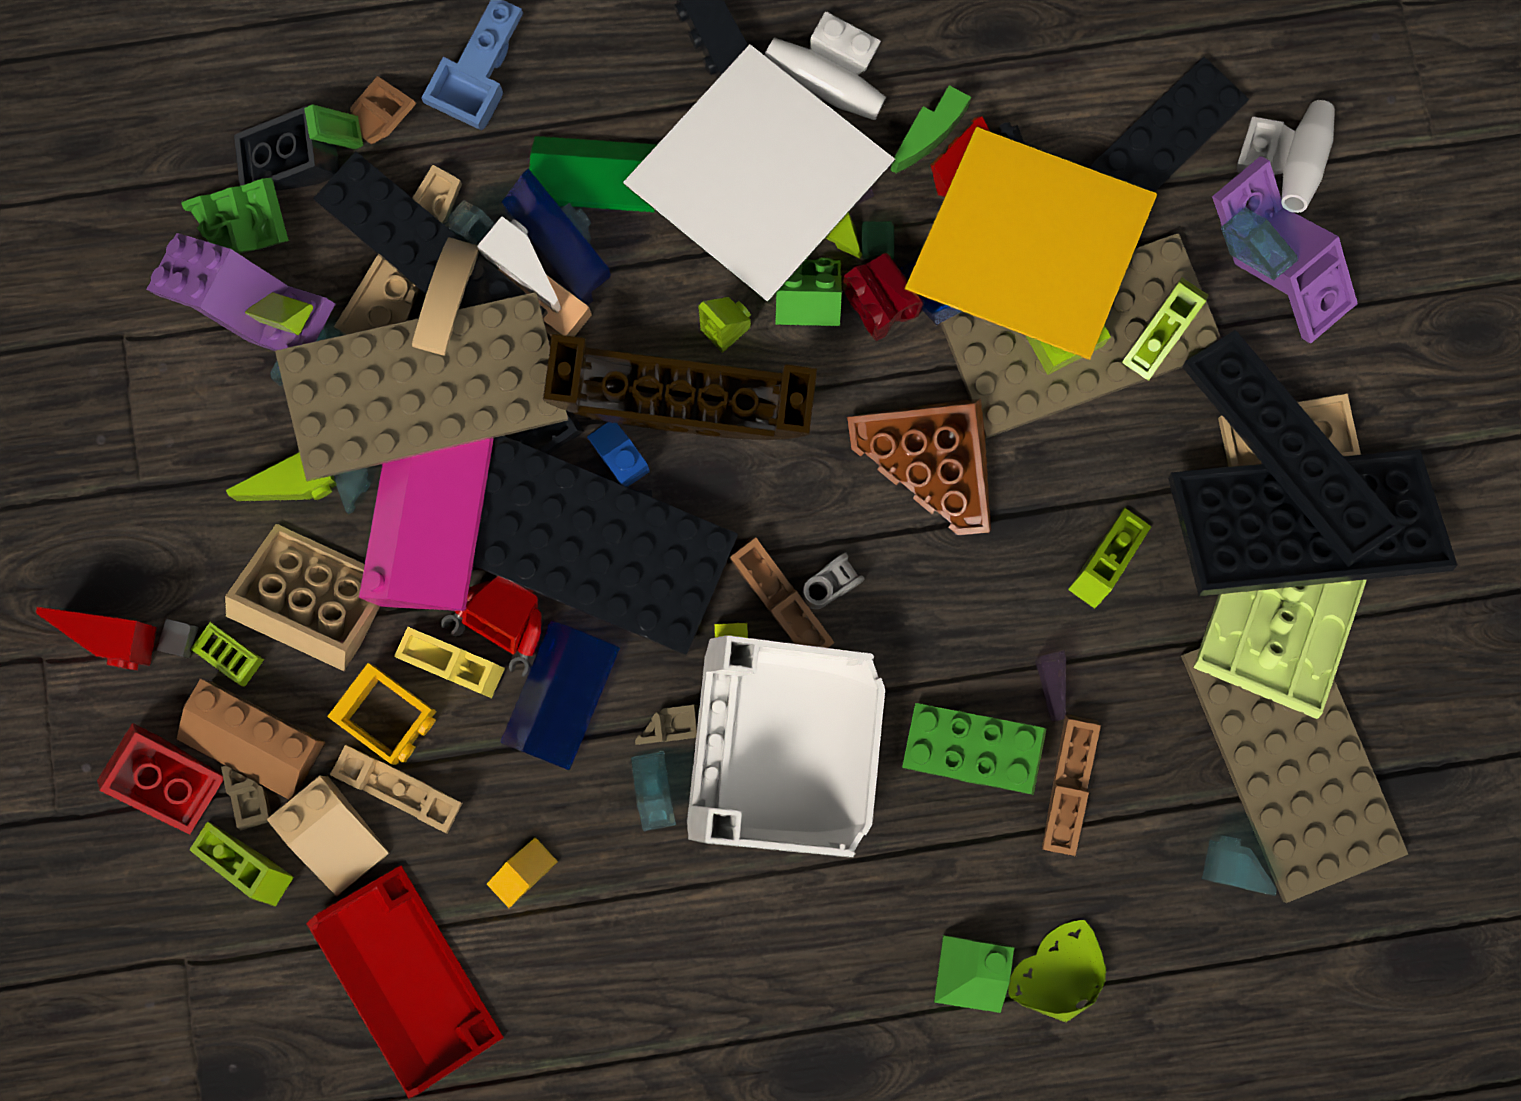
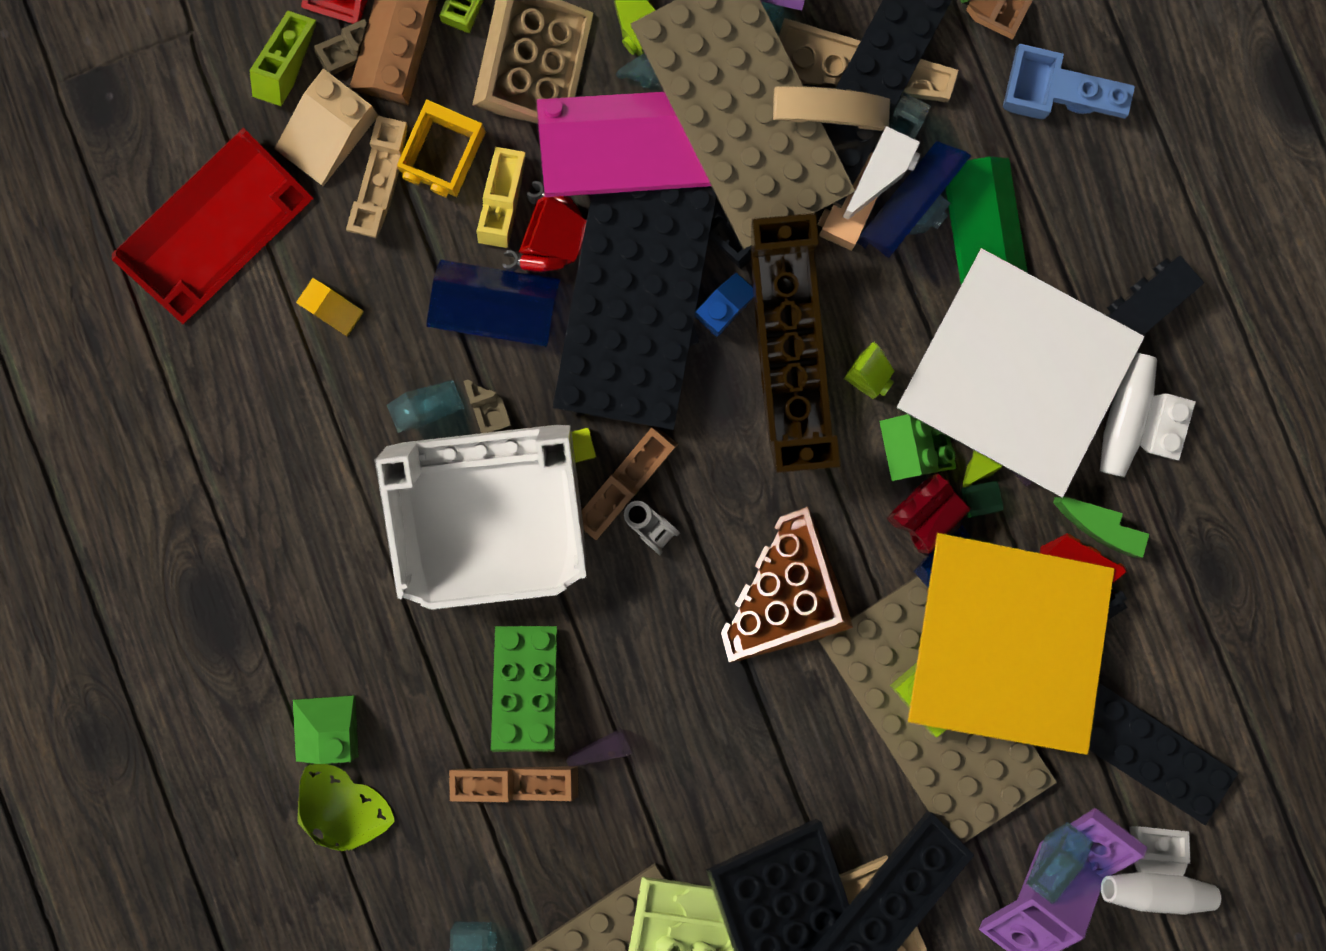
camera: 80 degrees right, 5 degrees up
(1110, 558) = (729, 779): lime slope -> none
(1165, 328) = (959, 788): lime slope -> none

